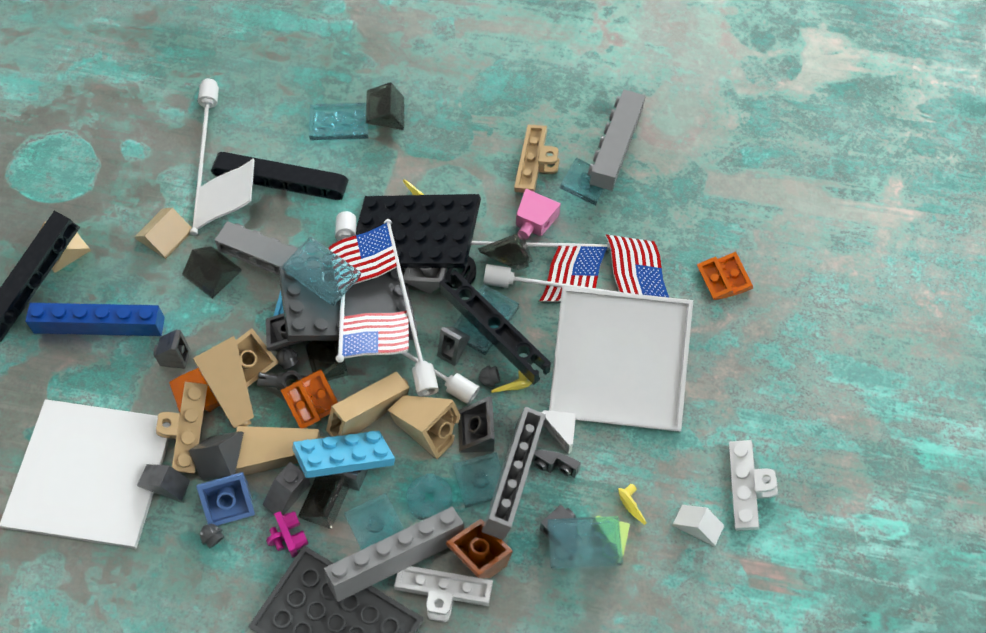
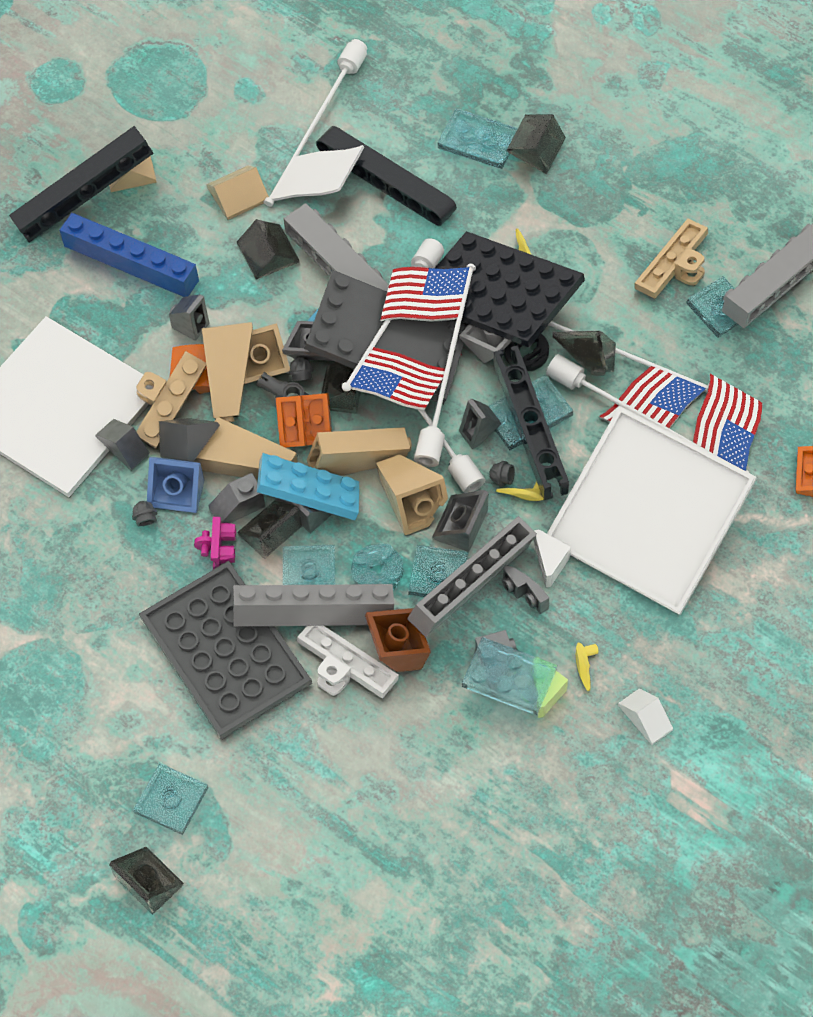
camera: 30 degrees right, 0 degrees up
(321, 271) = (373, 291): clear light blue plate -> none
(536, 214) = (643, 321): bright pink torso -> none
(748, 485) = (721, 698): white plate -> none

